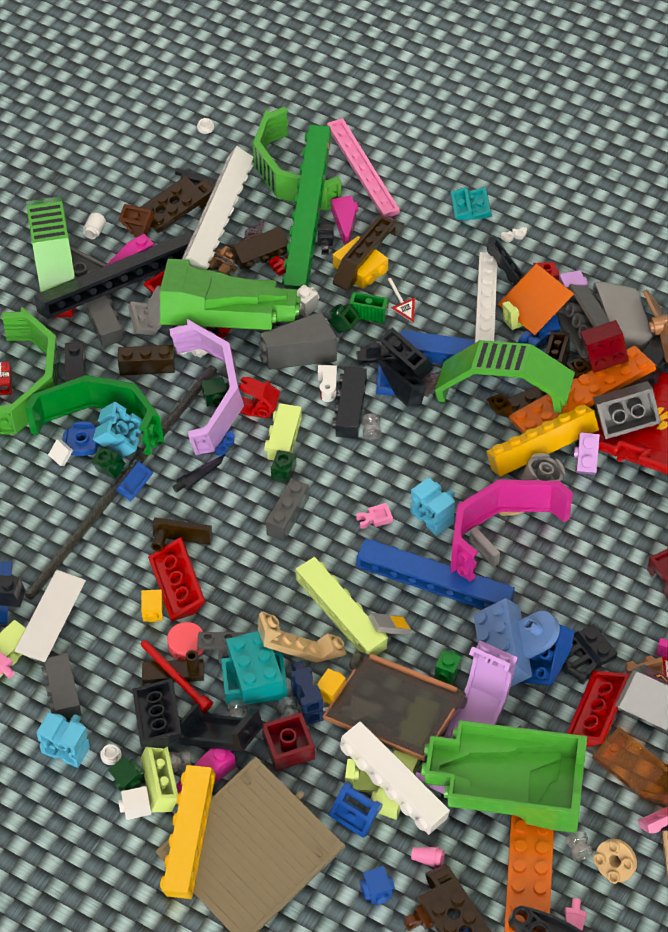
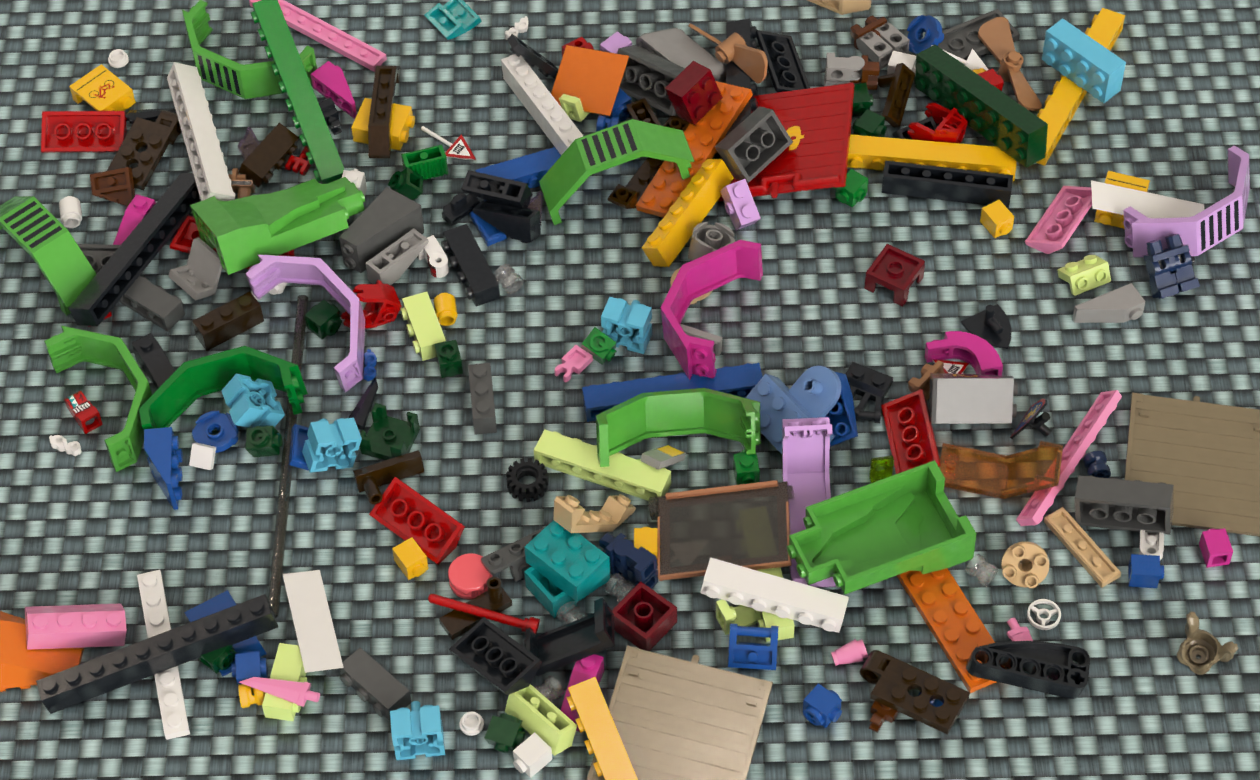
camera: 30 degrees left, 0 degrees up
(28, 444) = (164, 459): none -> blue slope
(143, 169) = (82, 131): none -> red slope
(151, 489) = (331, 444): none -> medium azure brick
(175, 147) = (103, 91): none -> yellow panel
(202, 504) = (388, 435): none -> dark green panel
(278, 580) = (527, 490): none -> black tyre
(291, 372) = (396, 258): none -> light grey slope
(308, 427) = (445, 309): none -> yellow brick
(401, 512) = (599, 346): none -> green brick
(413, 592) = (677, 414): none -> bright green panel
(554, 722) = (881, 468): none -> clear neon green bracket
(608, 906) = (1037, 612): none -> white piece

